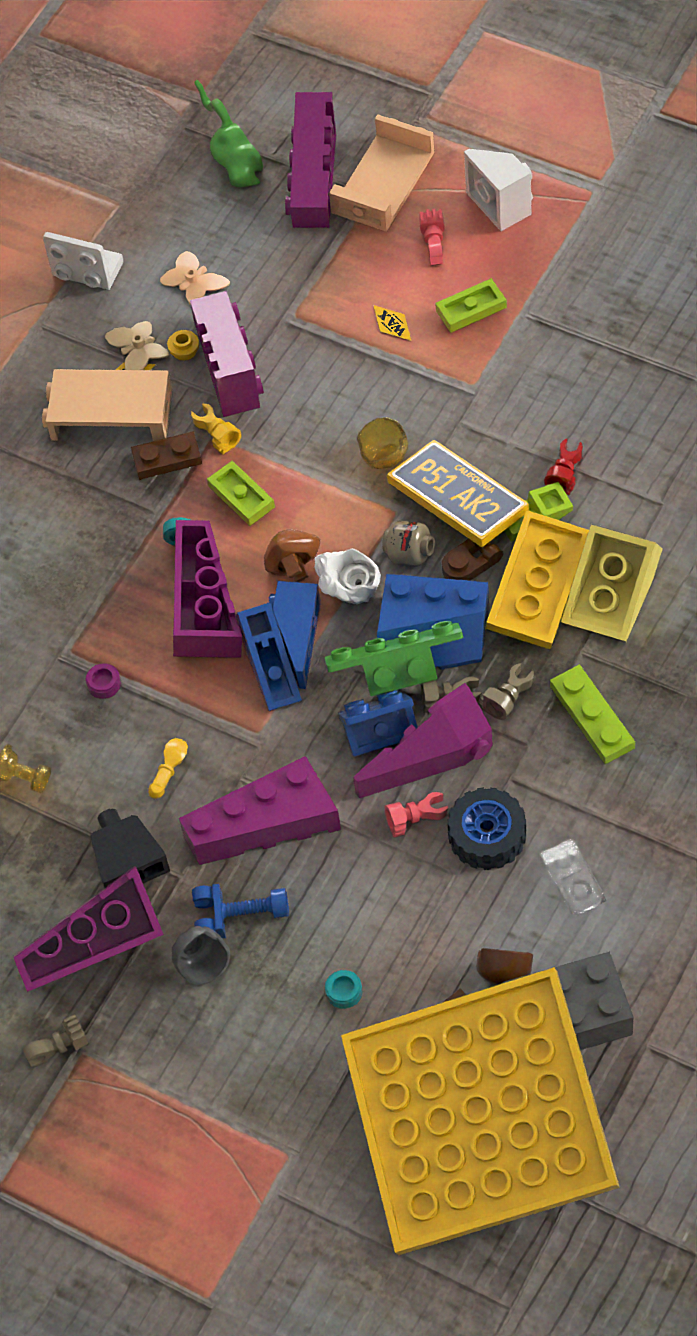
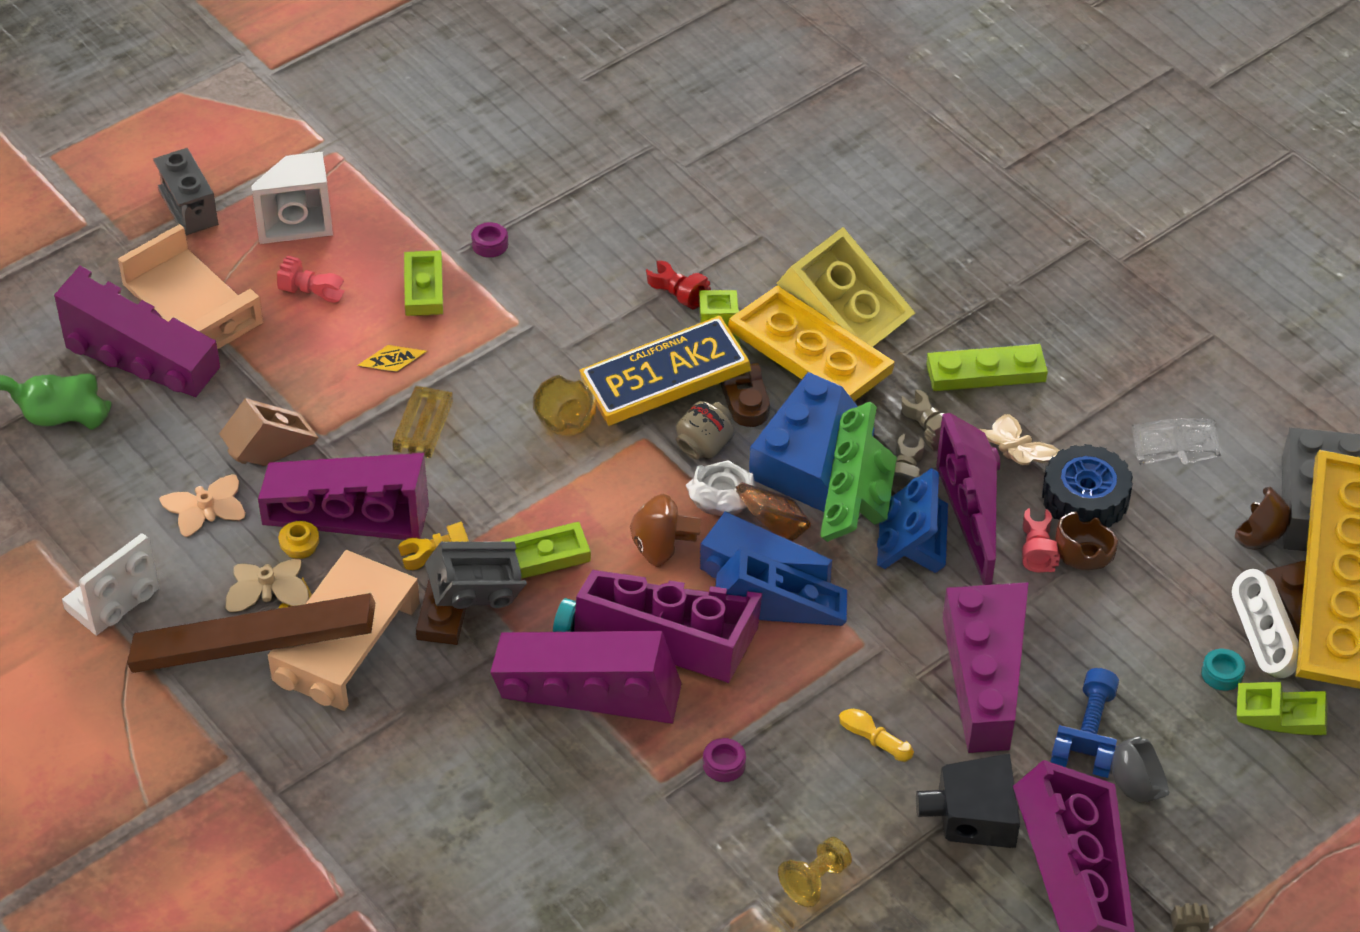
camera: 75 degrees left, 10 degrees down
(68, 353) = (252, 633): none -> reddish brown tile
(129, 565) = (590, 672): none -> magenta wedge
(182, 456) = (474, 574): none -> dark grey hinge
(267, 280) = (265, 433): none -> medium nougat slope
(319, 1043) = (1271, 709): none -> lime slope
(335, 372) = (416, 443): none -> clear yellow tile
(350, 629) = (775, 511): none -> clear orange slope
(405, 999) = (1257, 615): none -> white plate
(419, 842) = (1085, 543): none -> reddish brown hair
(479, 120) = (186, 191): none -> dark grey hinge
(509, 761) = (1007, 433): none -> tan piece
(547, 327) = (489, 239): none -> magenta tile

